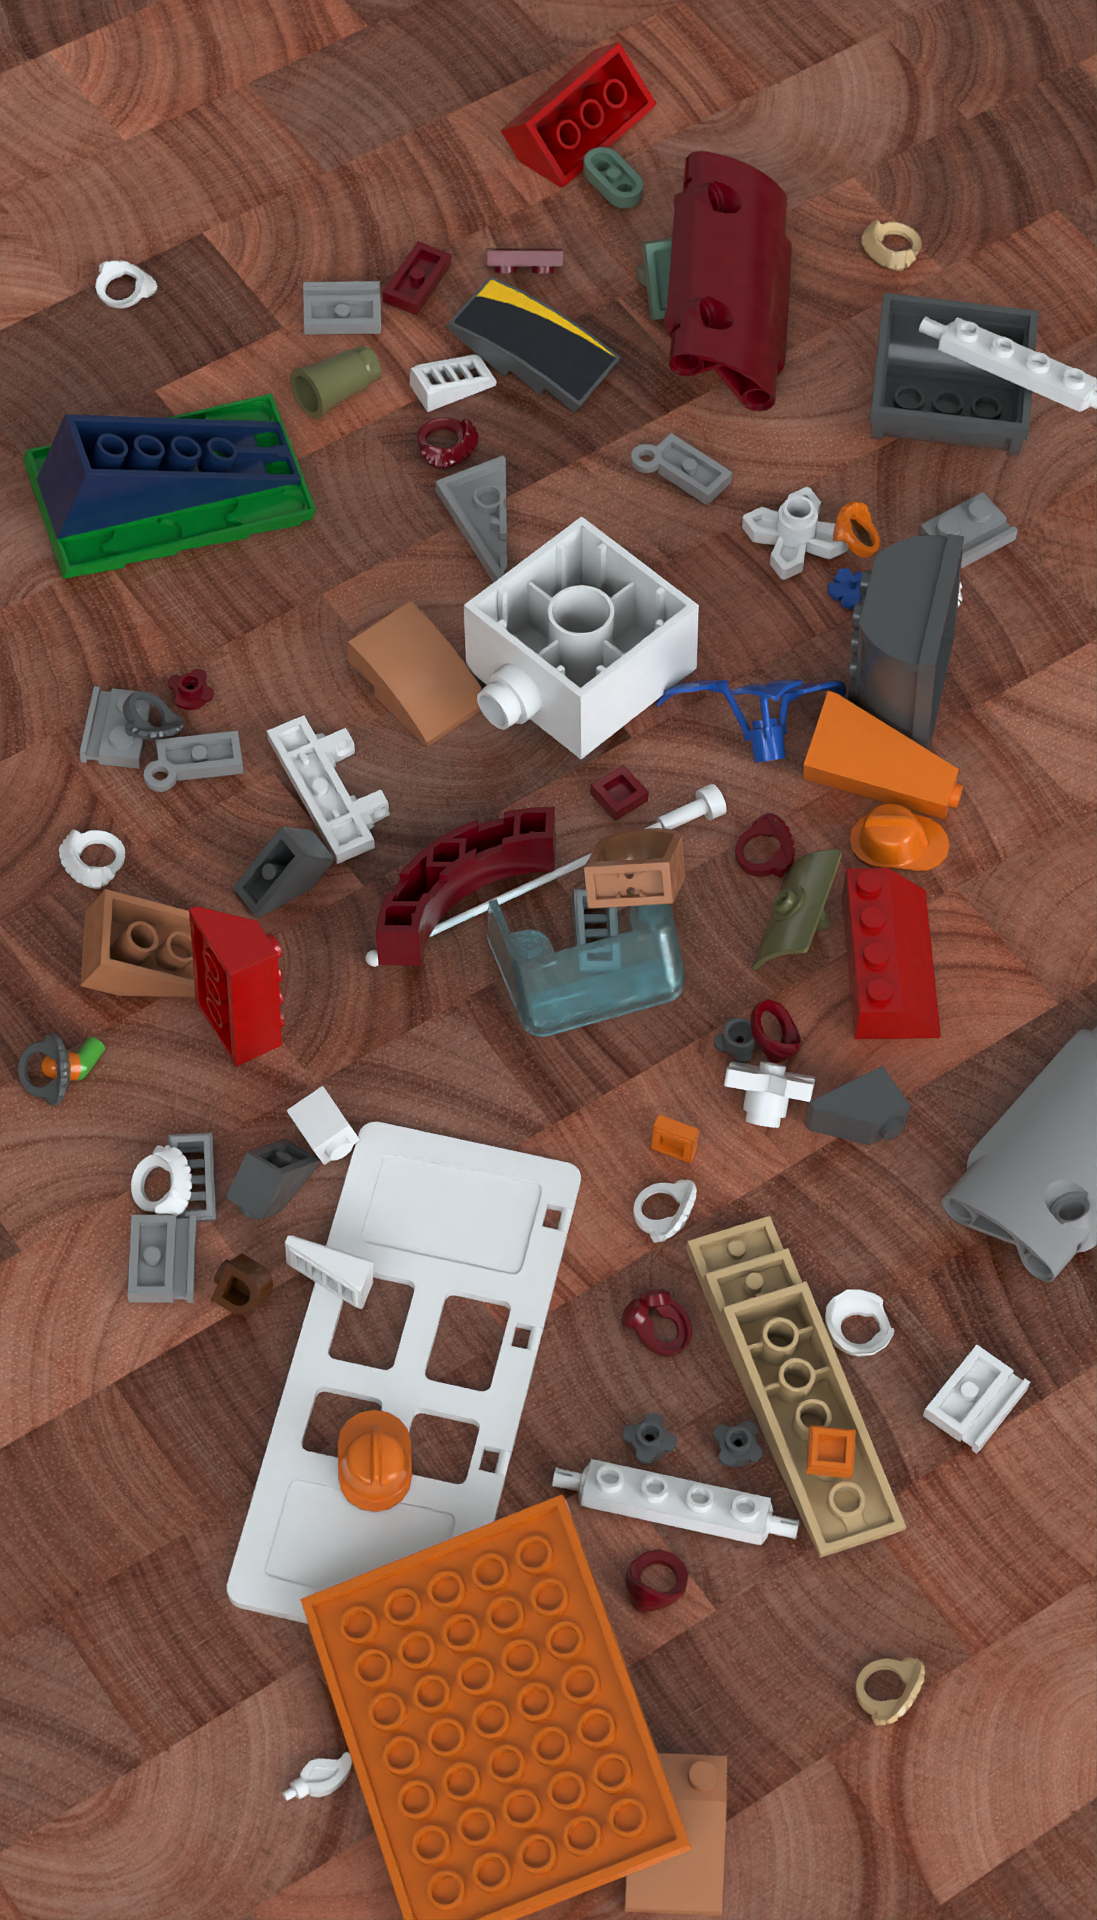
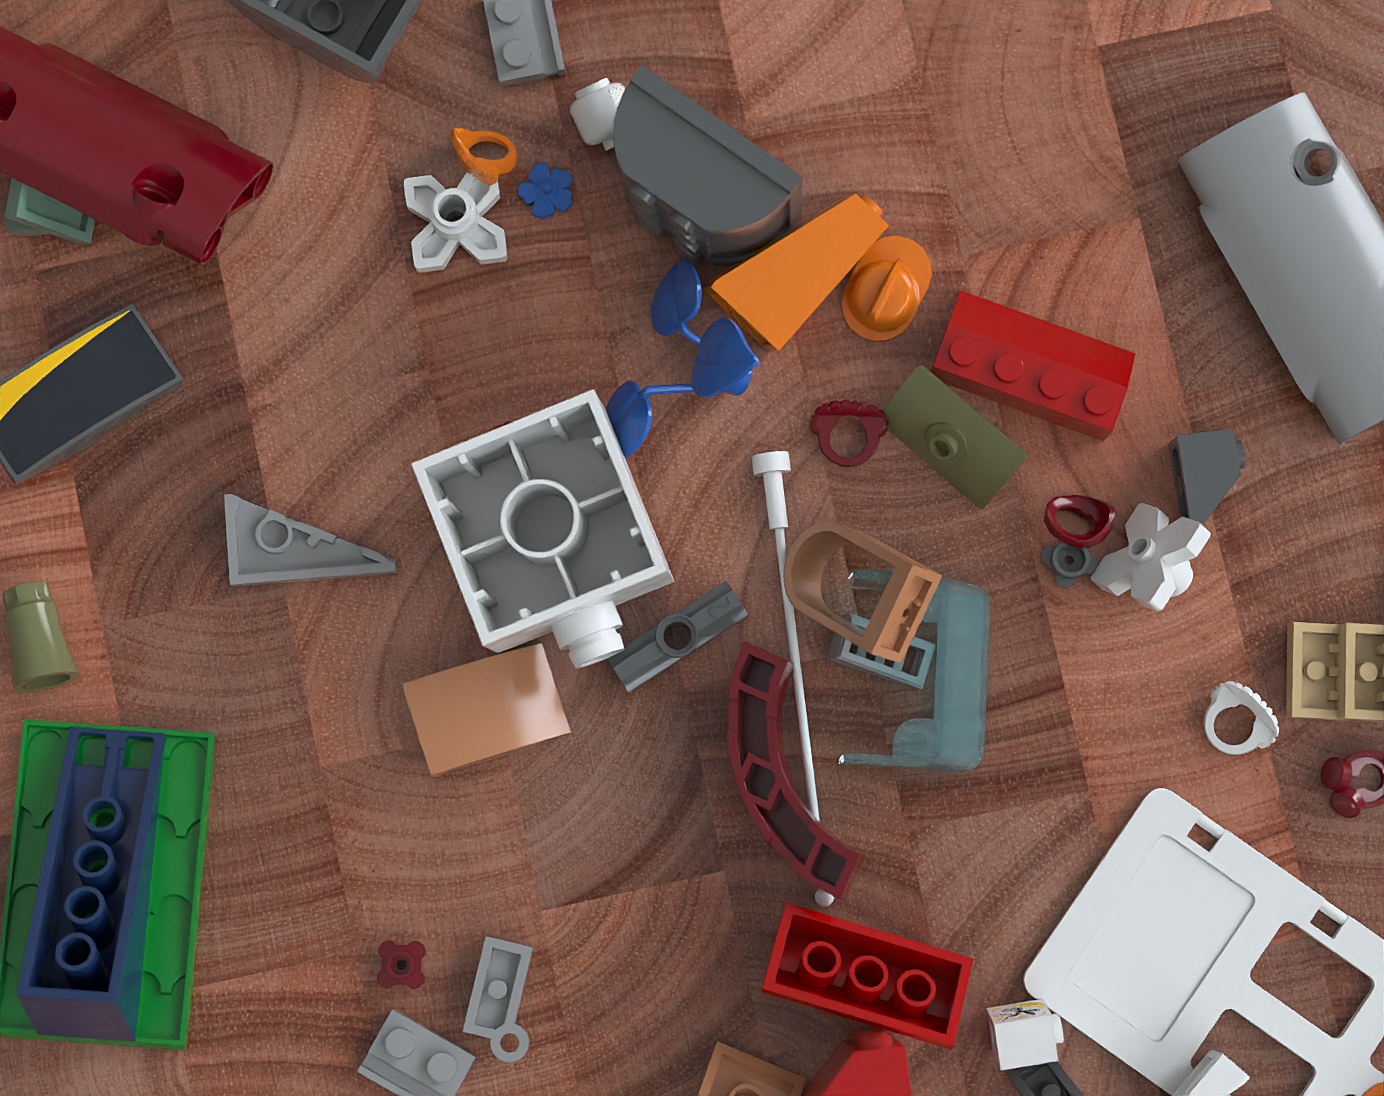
camera: 65 degrees left, 25 degrees up
(139, 728) = (440, 1002): dark grey piece -> none
(283, 870) = (687, 954): dark grey slope -> none
(310, 767) = (553, 874): white hinge -> none
(323, 986) = (867, 975): none -> red slope
(443, 393) = (102, 538): white slope -> none
(448, 457) = (187, 562): dark red piece -> none
(520, 771) = (703, 619): none -> dark grey piece
(619, 792) = (722, 555): dark red plate -> none
(674, 1138) = (1168, 678): orange tile -> none
(684, 467) = (317, 300): light grey hinge -> none

